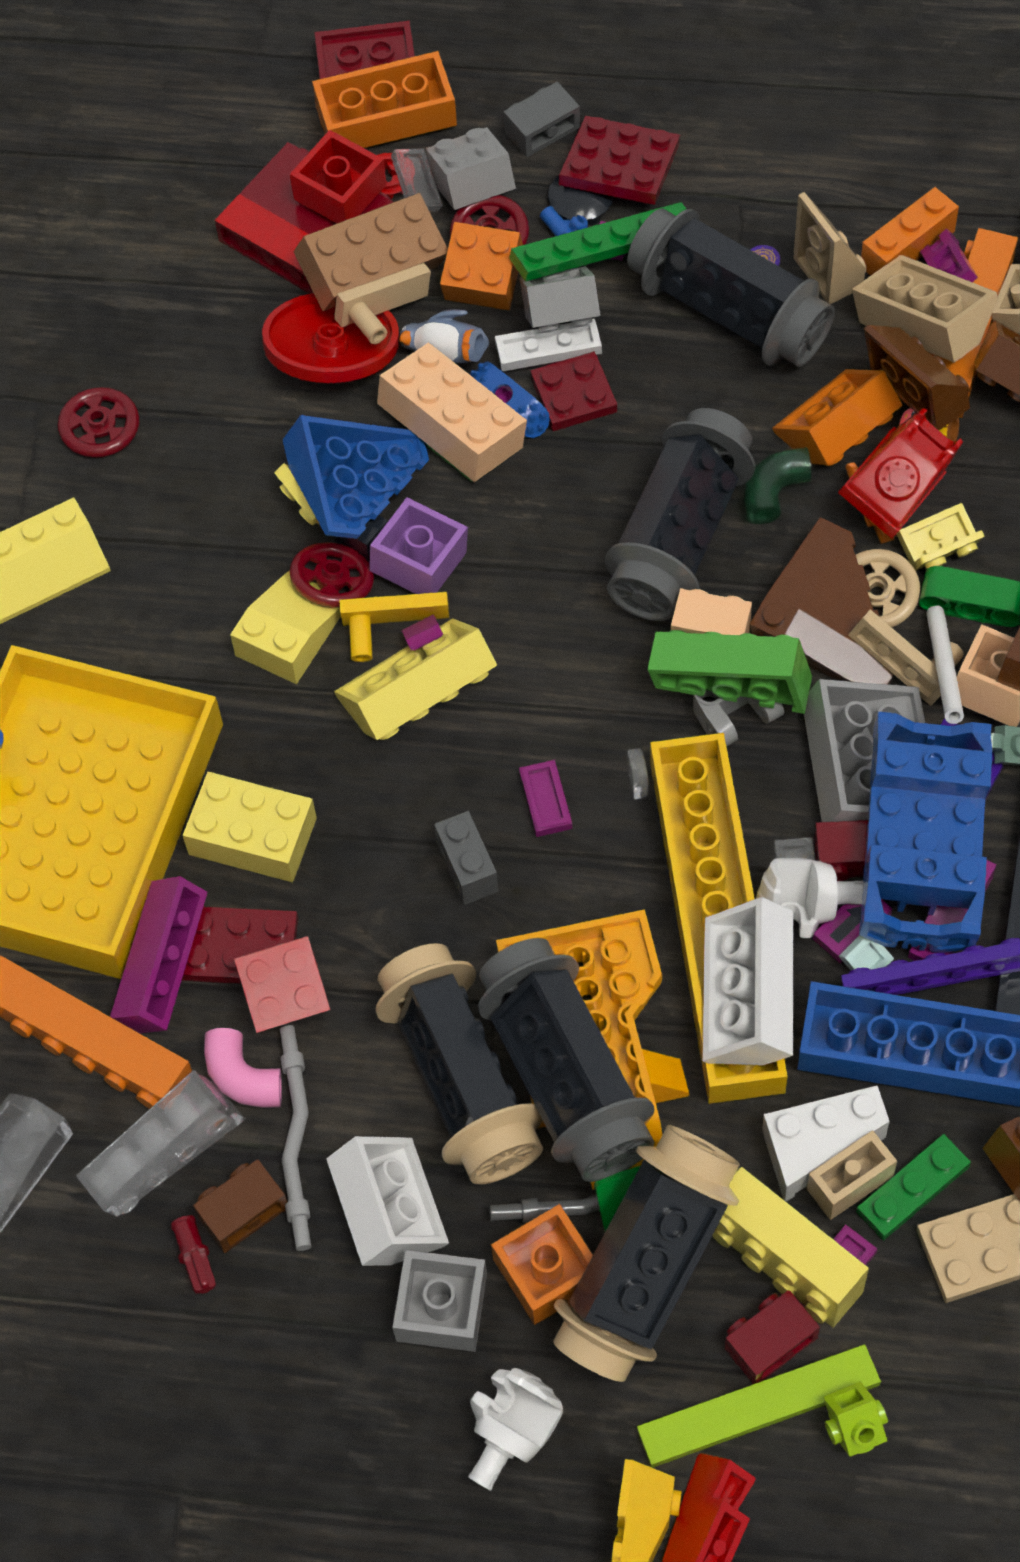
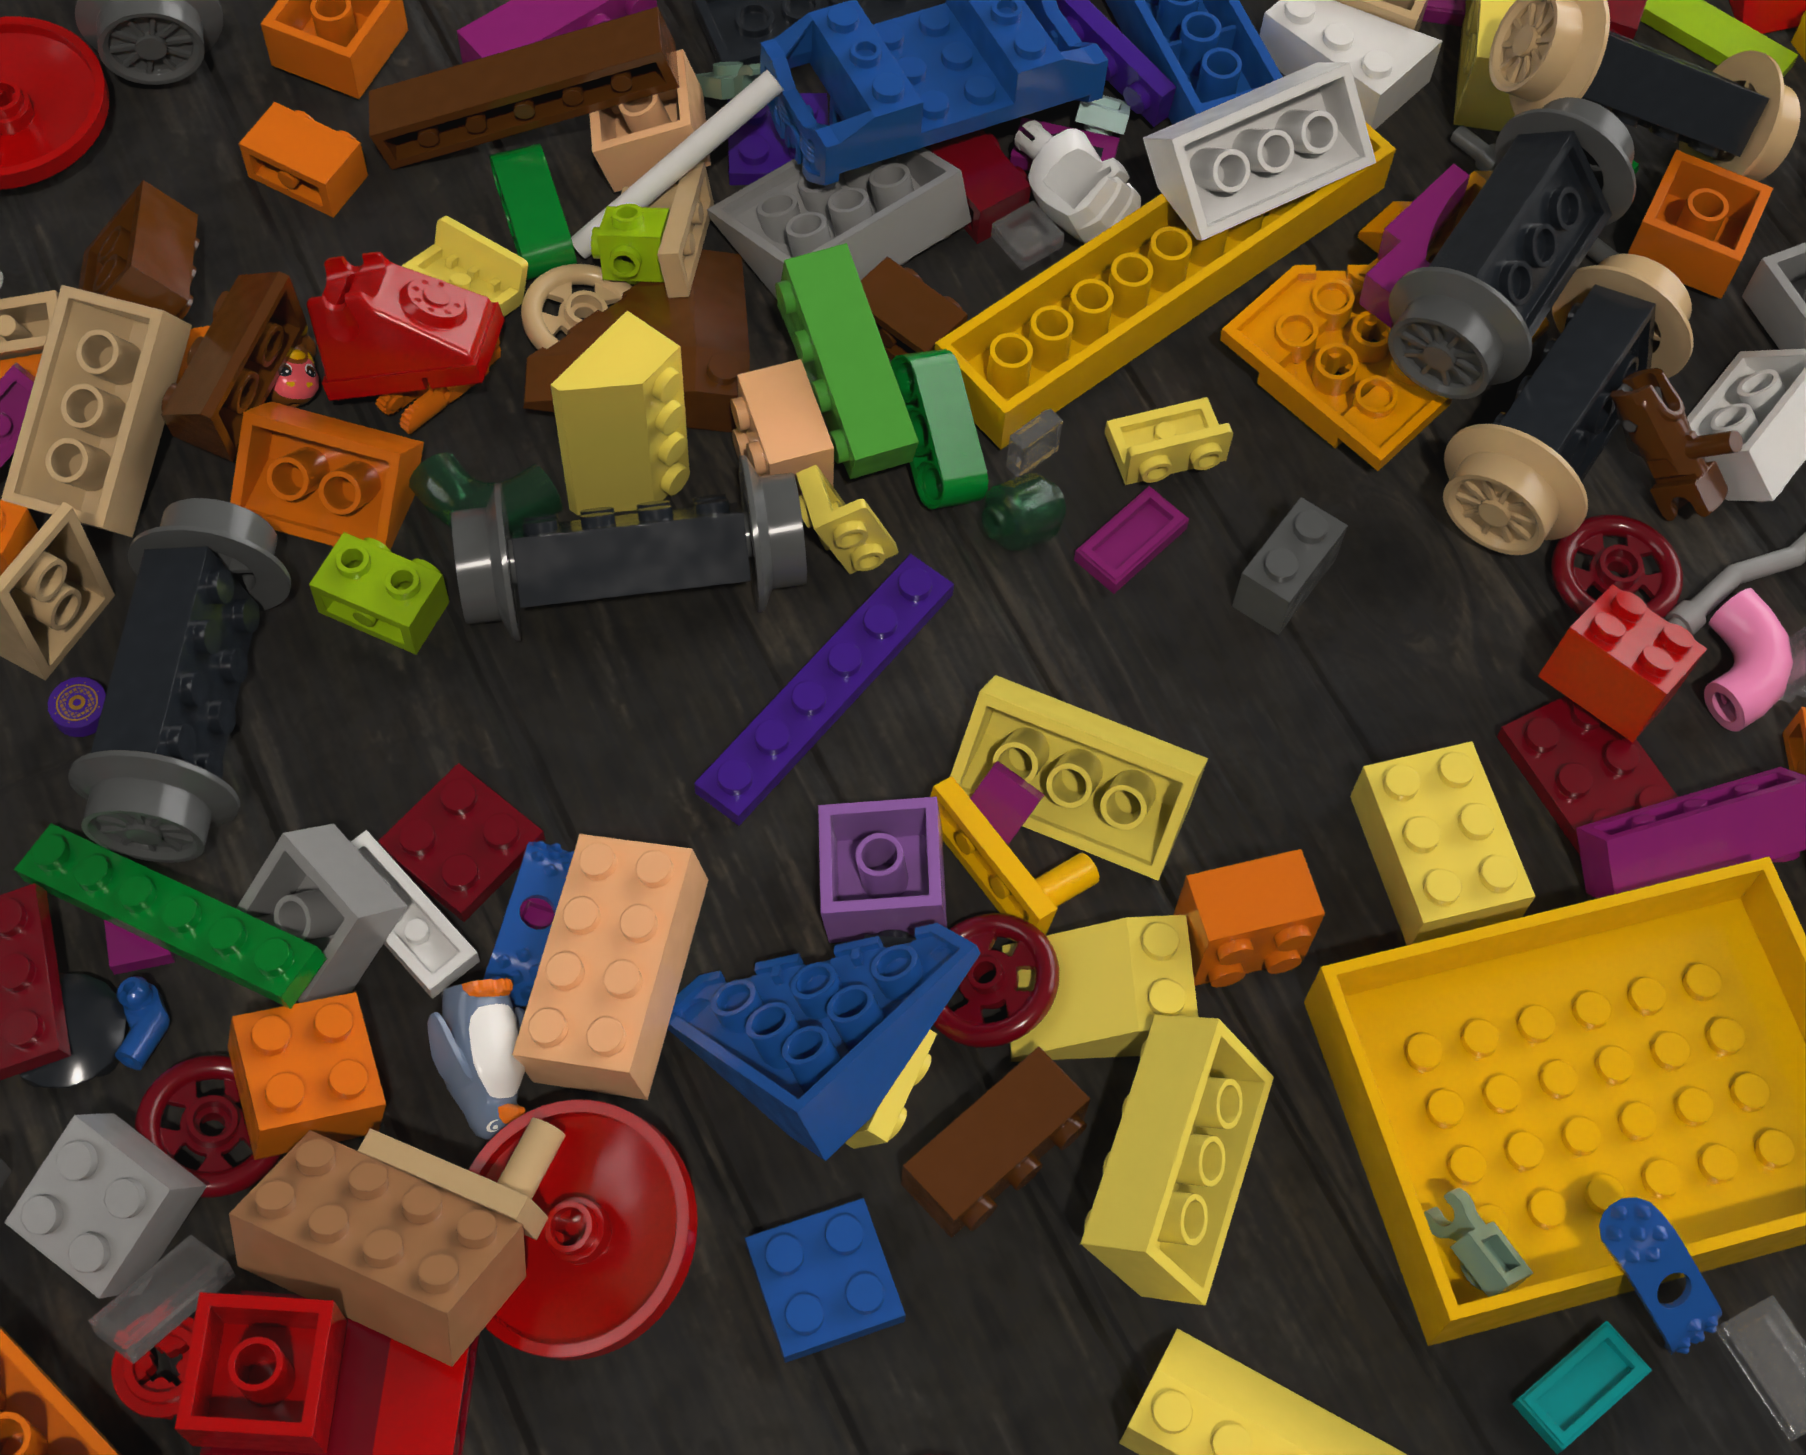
camera: 130 degrees left, 0 degrees up
(31, 695) = (1483, 1249): none -> sand green plate
(175, 589) = (1178, 1159): none -> light yellow brick
(240, 437) = (824, 1280): none -> blue plate
(246, 533) = (996, 1143): none -> reddish brown brick
(271, 694) = (1250, 917): none -> orange brick
(357, 1074) = (1626, 559): none -> dark red plate
(394, 1102) = (1661, 434): none -> reddish brown piece
(554, 597) = (823, 690): none -> dark purple plate
(593, 741) = (1023, 511): none -> clear green head
(593, 847) = (1168, 441): none -> light yellow bracket
(619, 1028) = (1410, 238): none -> magenta slope
(636, 627) = (845, 529): none -> light yellow bracket
(670, 714) = (949, 456): none -> green beam
(752, 402) = (380, 592): none -> lime brick
(754, 533) = (623, 419): none -> light yellow slope
(769, 753) = (908, 310): none -> reddish brown brick
(909, 618) = (630, 243): none -> lime brick

